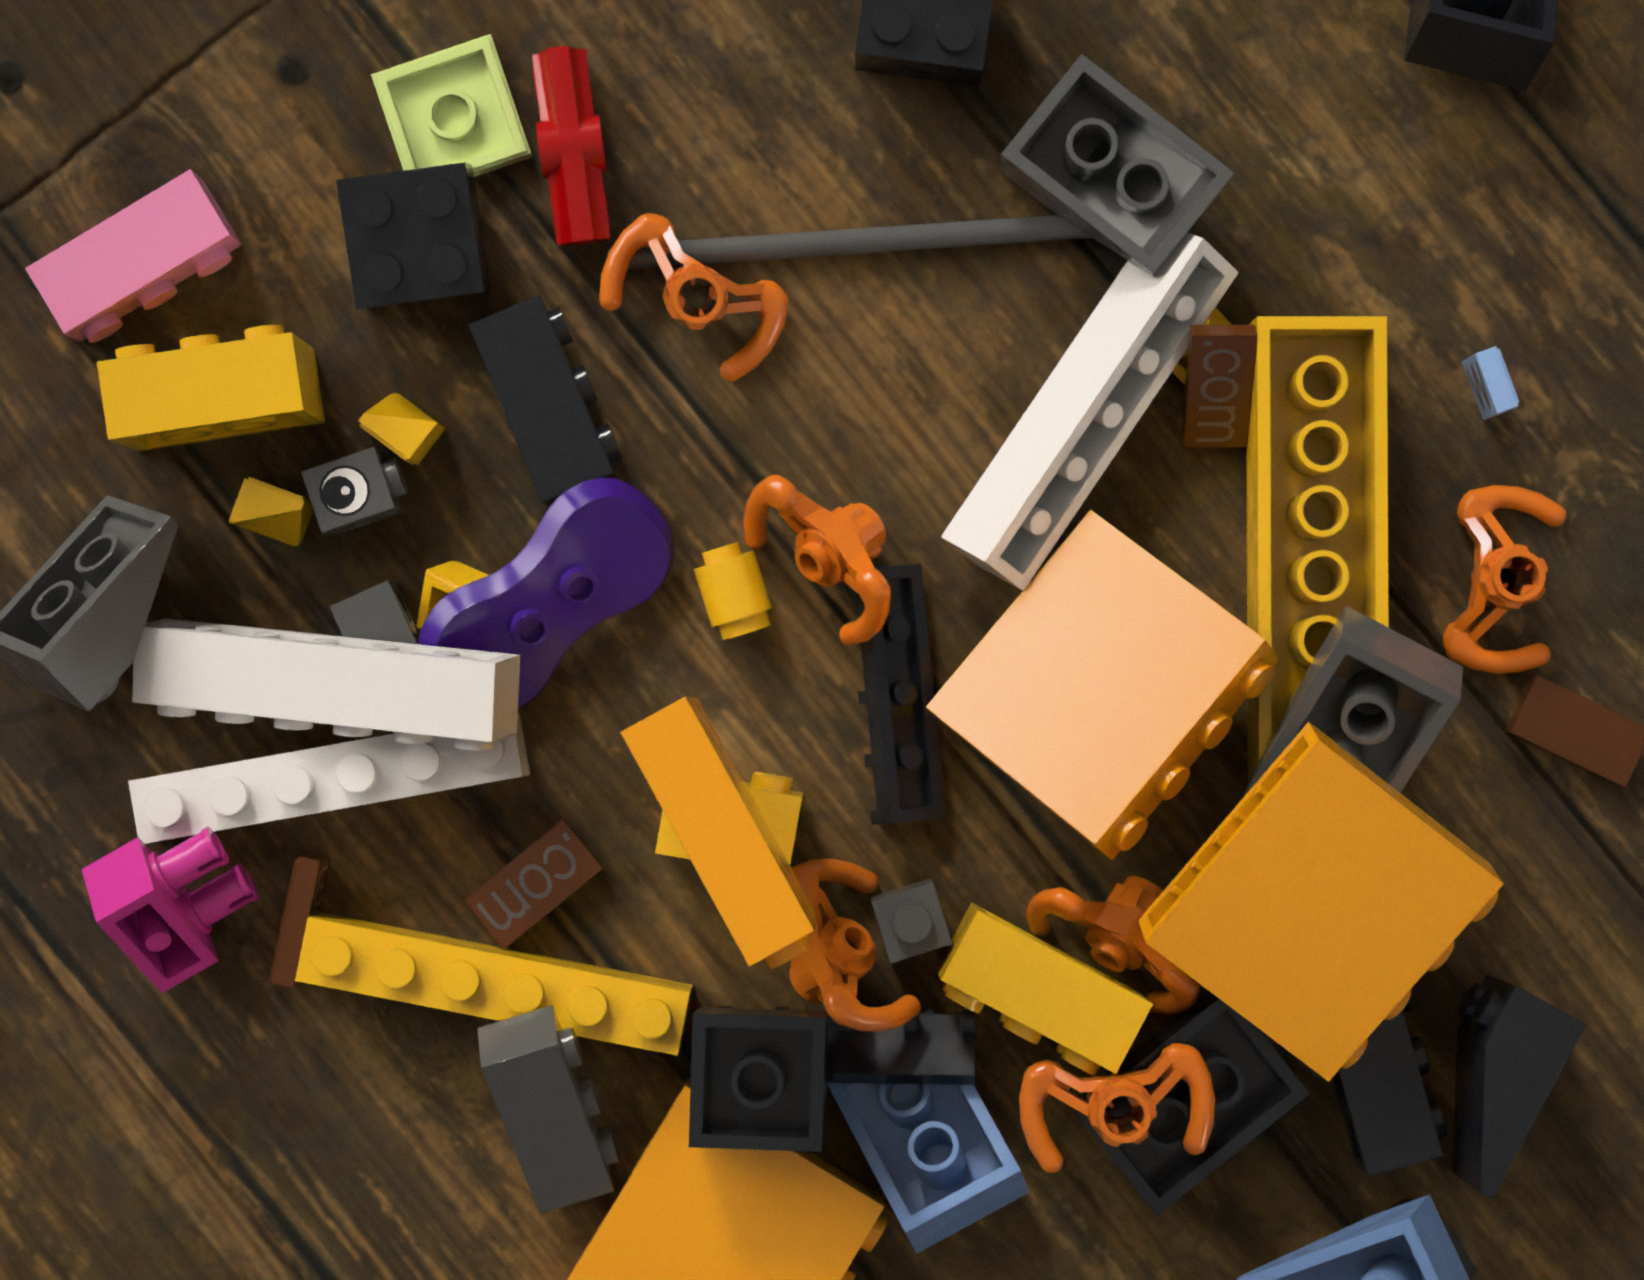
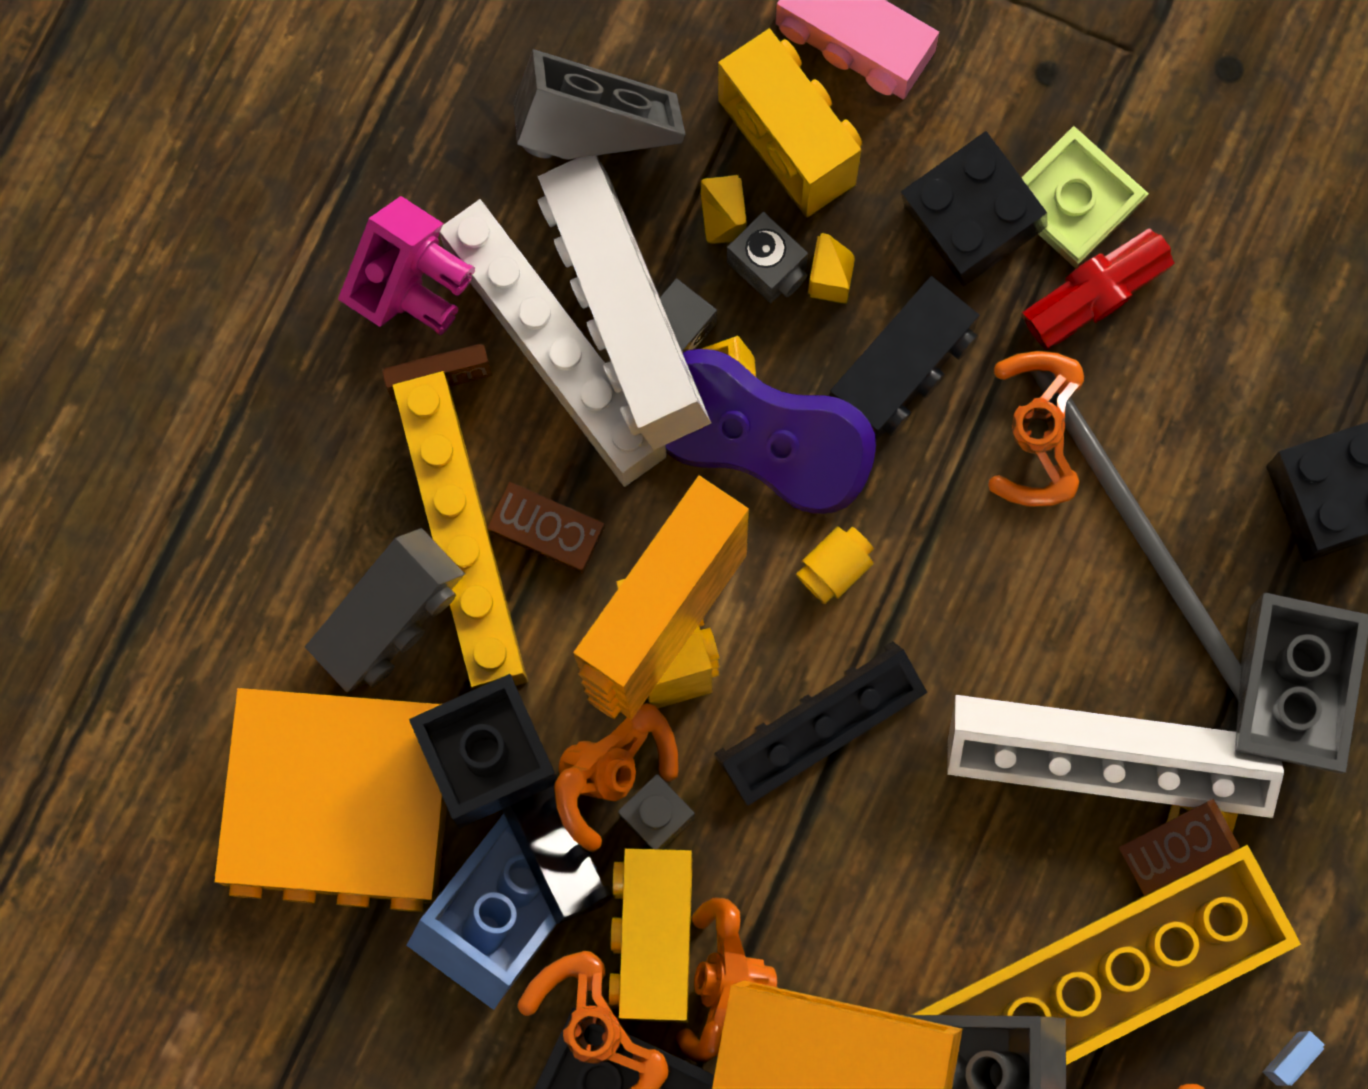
camera: 65 degrees right, 10 degrees down
(827, 547) = (904, 614): orange piece -> none
(1104, 684) = (909, 868): light orange brick -> none

